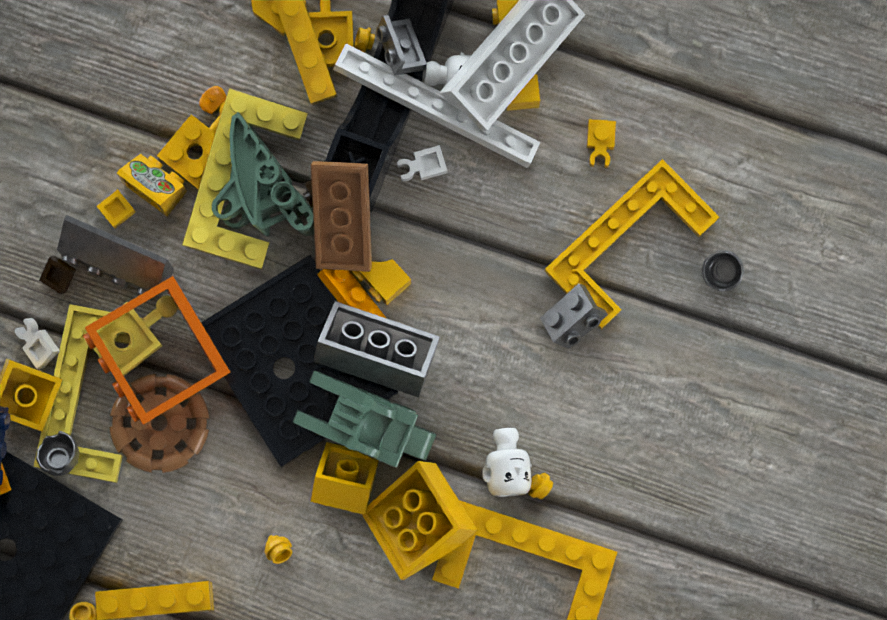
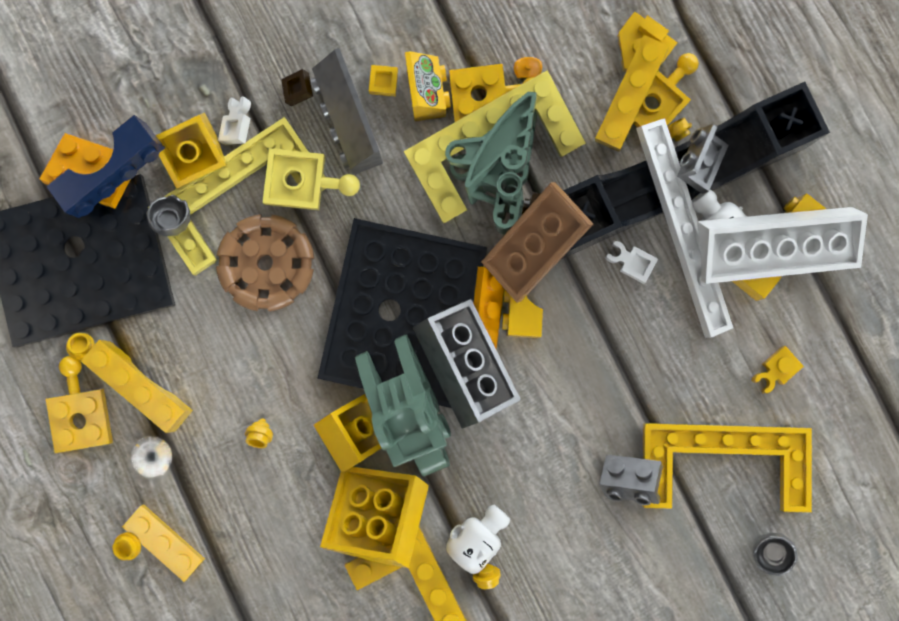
camera: 45 degrees right, 5 degrees up
(121, 385) = (258, 209): orange window -> none

